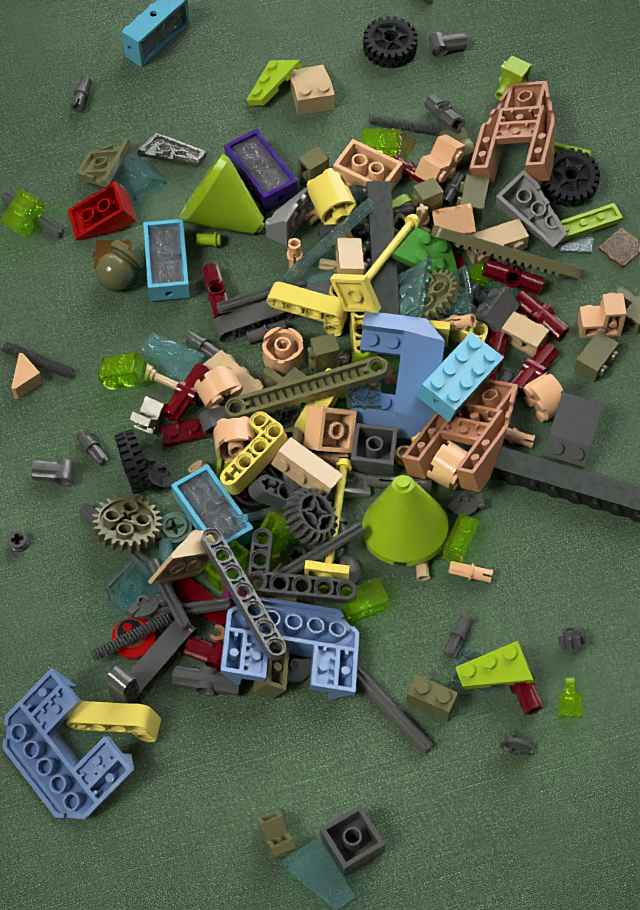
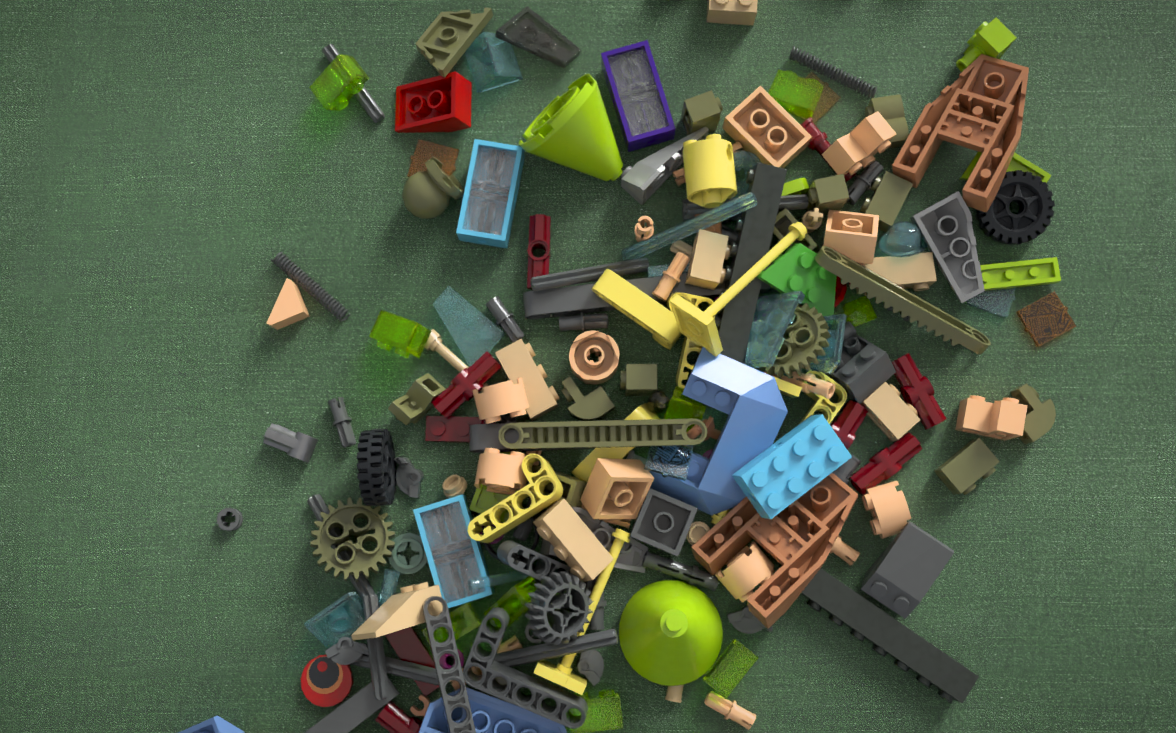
camera: 20 degrees right, 20 degrees up
(129, 635) = (318, 683): dark grey piece -> none
(209, 239) = (551, 175): lime pin -> none
(324, 277) = (671, 276): none -> light nougat axle
(444, 113) = (885, 74): dark grey piece -> none
(494, 215) = (902, 240): none -> clear light blue hat
(524, 281) = (899, 330): dark red piece -> none

